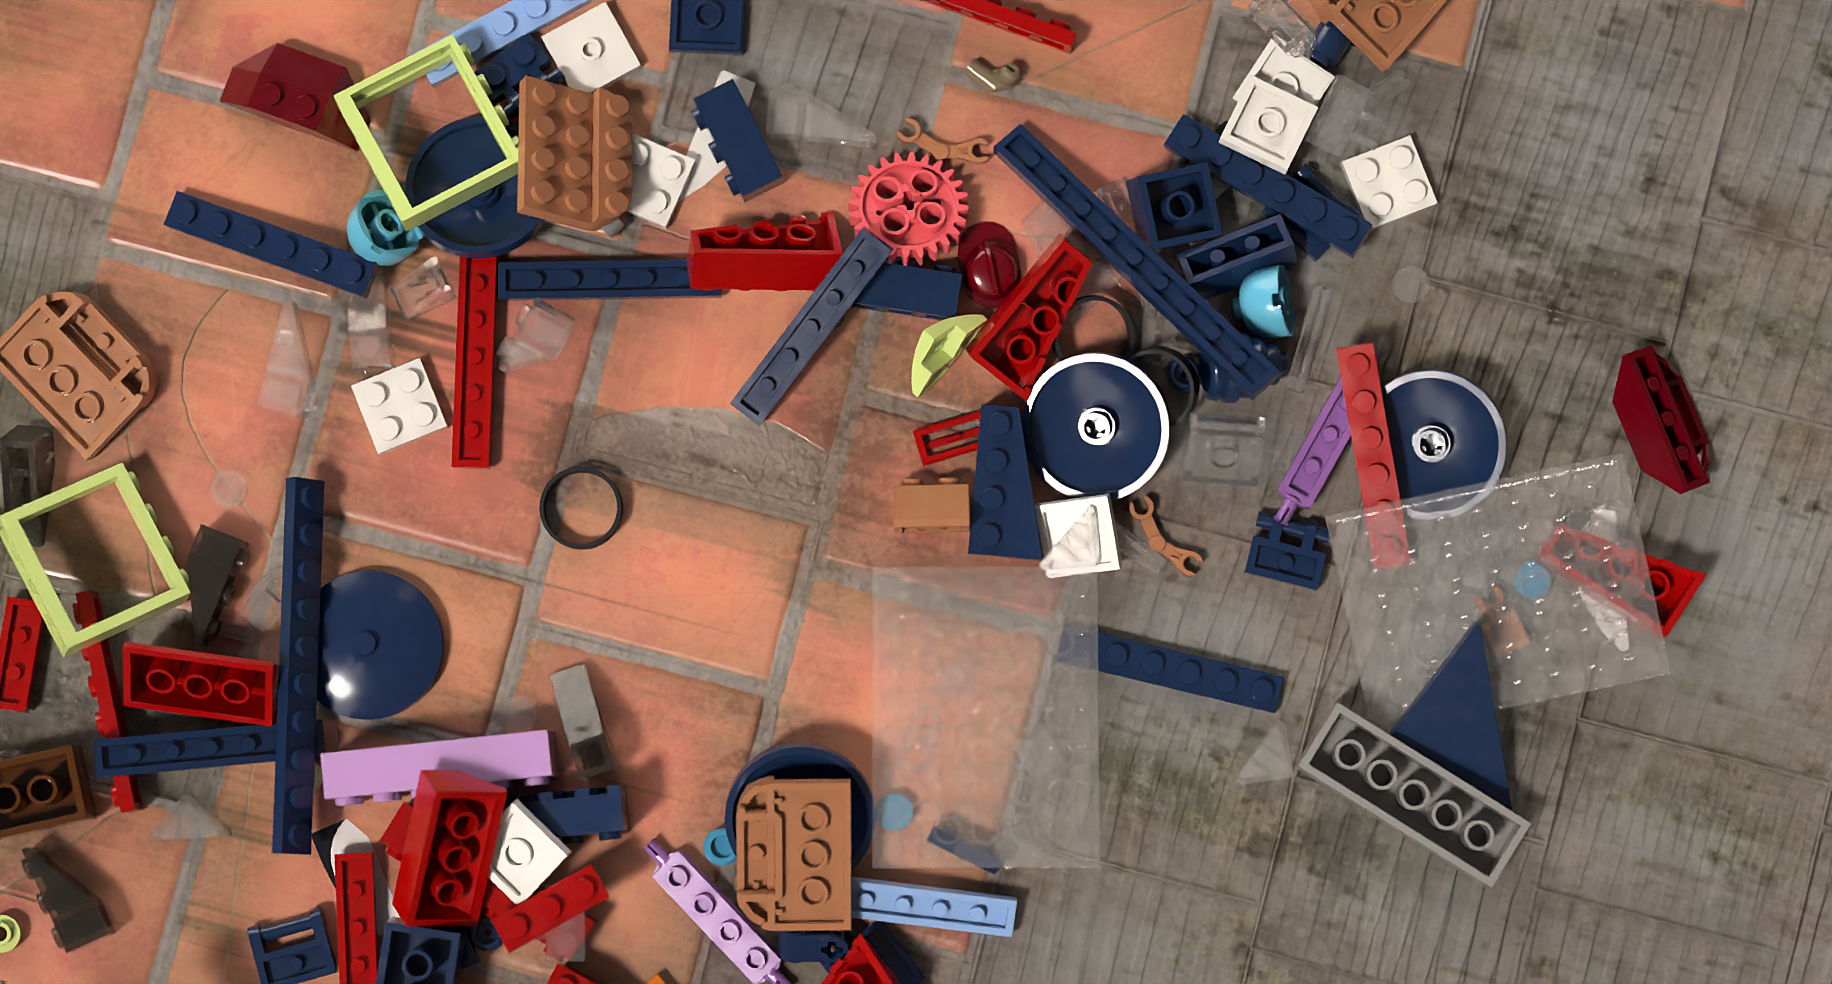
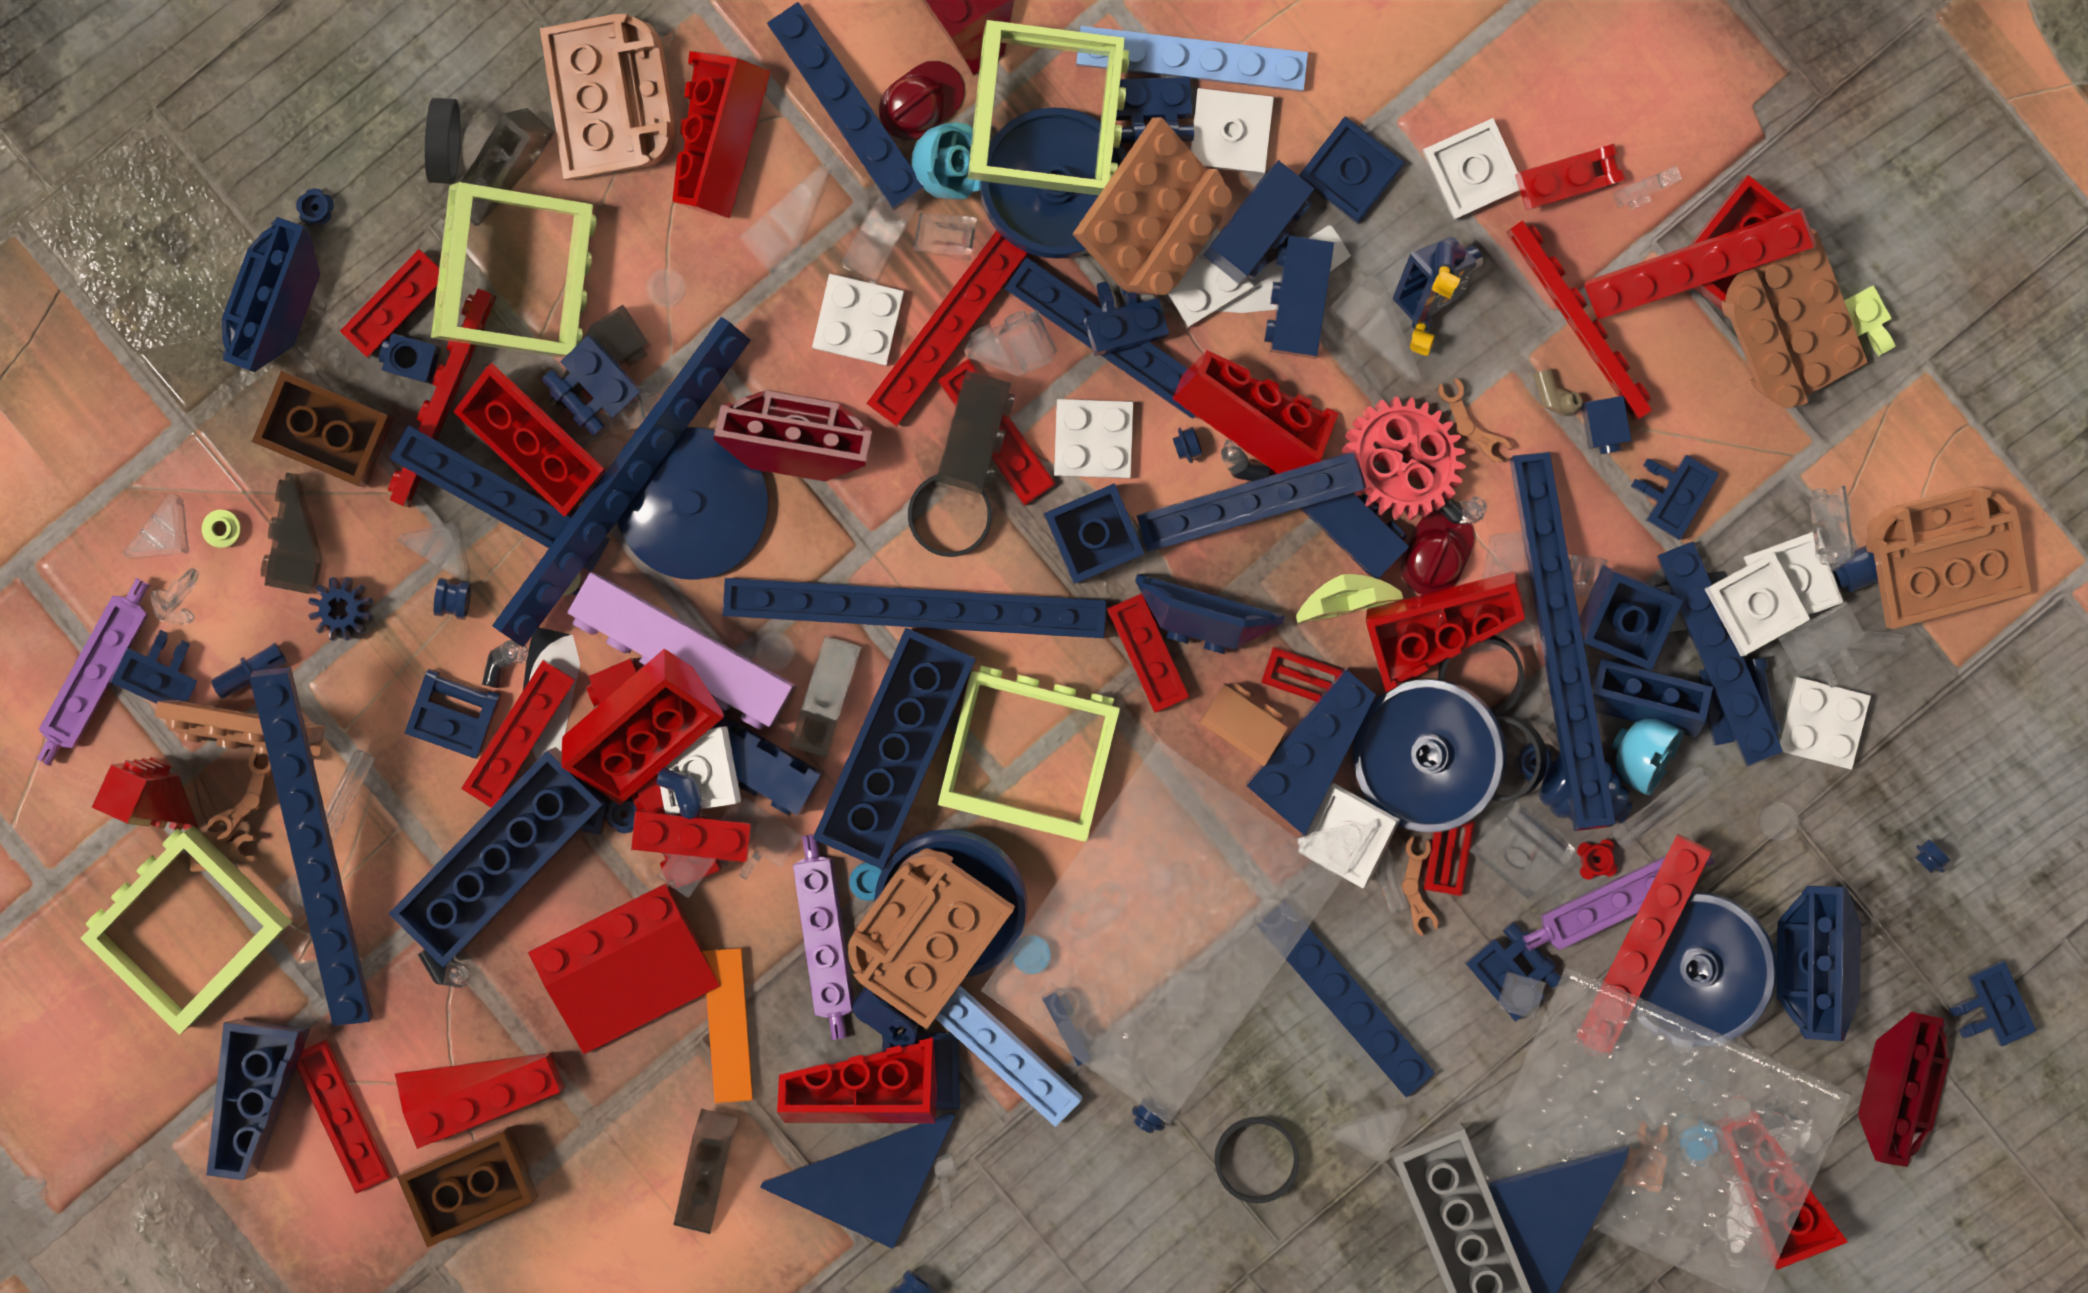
camera: 30 degrees right, 5 degrees up
(76, 684) = (426, 358): none -> dark blue brick
(153, 920) = (354, 608): none -> dark blue gear
(183, 335) = (718, 131): none -> red wedge
(221, 593) = (600, 377): none -> dark blue plate
(227, 857) = (452, 598): none -> dark blue wheel
(300, 878) = (499, 659): none -> arm
(328, 198) = (921, 99): none -> dark red piece
(411, 533) = (793, 435): none -> dark red wedge
(520, 874) = (685, 790): none -> dark blue arm
(554, 429) = (974, 434): none -> clear smoke brick
(572, 417) = (1016, 458): none -> red tile
(604, 602) = (914, 608): none -> dark blue plate
(614, 260) = (1126, 325): none -> dark blue hinge
(615, 869) = (768, 835): none -> clear hinge
(653, 368) = (1093, 438): none -> white plate
(663, 105) = (1260, 223): none -> dark blue brick
(666, 723) = (894, 748): none -> dark blue brick
(705, 440) = (1094, 533): none -> dark blue brick
(730, 319) = (1187, 444): none -> dark blue plate
(741, 600) = (1060, 695): none -> yellowish green window
(781, 305) = (1239, 464): none -> arm
(816, 505) = (1148, 653): none -> red plate
(831, 55) = (1431, 282): none -> dark blue torso
(840, 444) = (1204, 616): none -> dark blue wedge
(987, 218) = (1464, 511): none -> arm
(1049, 70) = (1606, 424): none -> dark blue brick
(1081, 877) = (1147, 1120): none -> dark blue plate
(1148, 86) = (1681, 495): none -> dark blue hinge
(1183, 524) = (1443, 886): none -> red tile
(1230, 848) = (1265, 1198): none -> black tyre
(1278, 416) = (1604, 851): none -> red plate
(1306, 565) = (1521, 995): none -> clear plate
(1522, 370) = (1820, 962): none -> dark blue wedge
(1550, 226) = (1932, 857): none -> dark blue plate
(1688, 303) = (2000, 1003): none -> dark blue hinge

